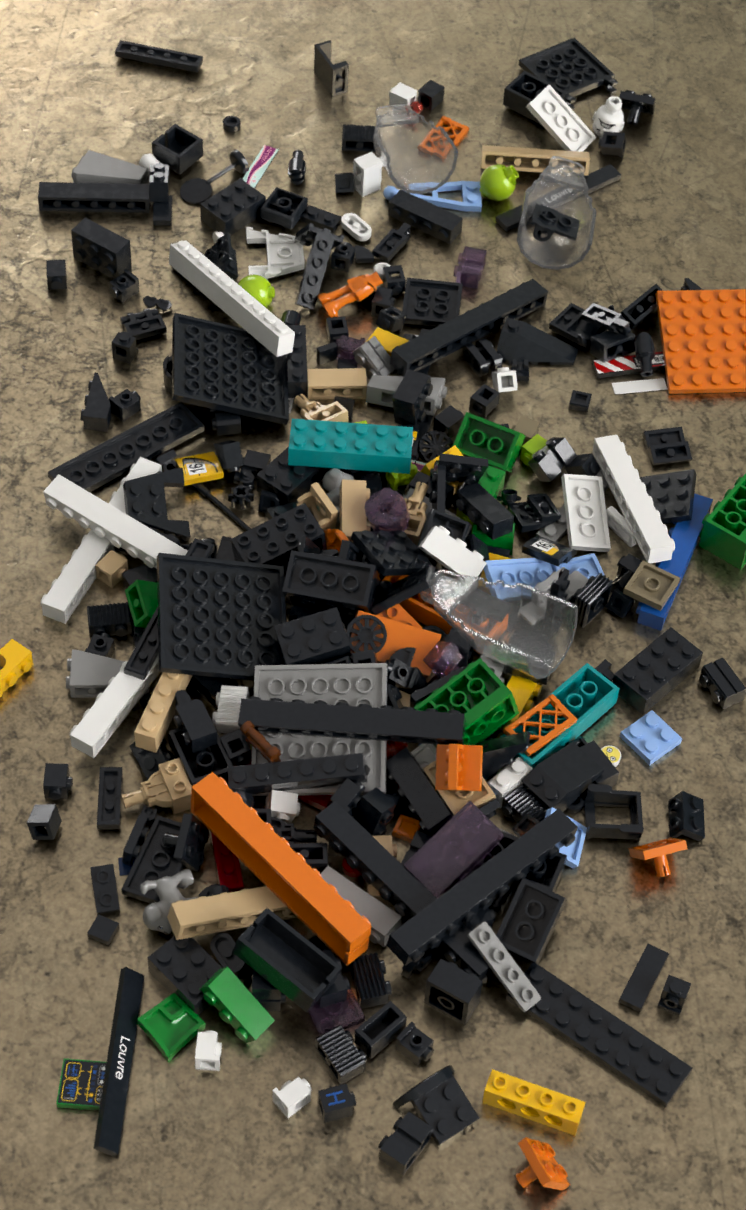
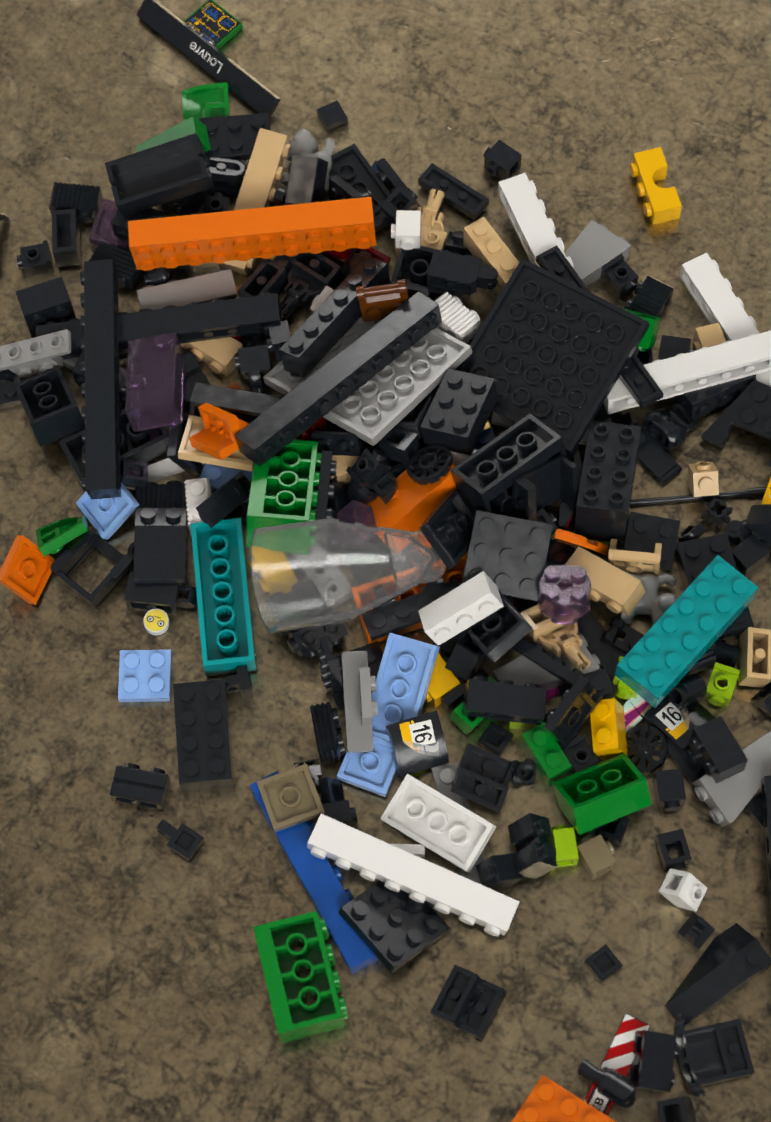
camera: 135 degrees right, 15 degrees up
(44, 822) = (465, 125): black brick -> none
(105, 889) = (368, 134): black plate -> none
(160, 807) = (398, 197): none -> black brick
(183, 776) = (407, 229): none -> white brick
(200, 870) = (306, 180): none -> black brick
(208, 1051) = (159, 114): white brick -> none
(225, 512) = (703, 479): none -> tan brick
(292, 1096) = (73, 147): white brick -> none
(336, 1103) = (40, 172): black brick -> none
(482, 357) = (750, 913): black brick -> none
(560, 710) = (219, 591): orange window -> none
(606, 319) = (688, 1072): black hinge -> none
(610, 846) = (58, 533): none -> green plate
(639, 386) = (580, 1049): white sticker -> none
(686, 816) = (39, 633): black bracket -> none
(729, 639) = (182, 840): none -> black plate

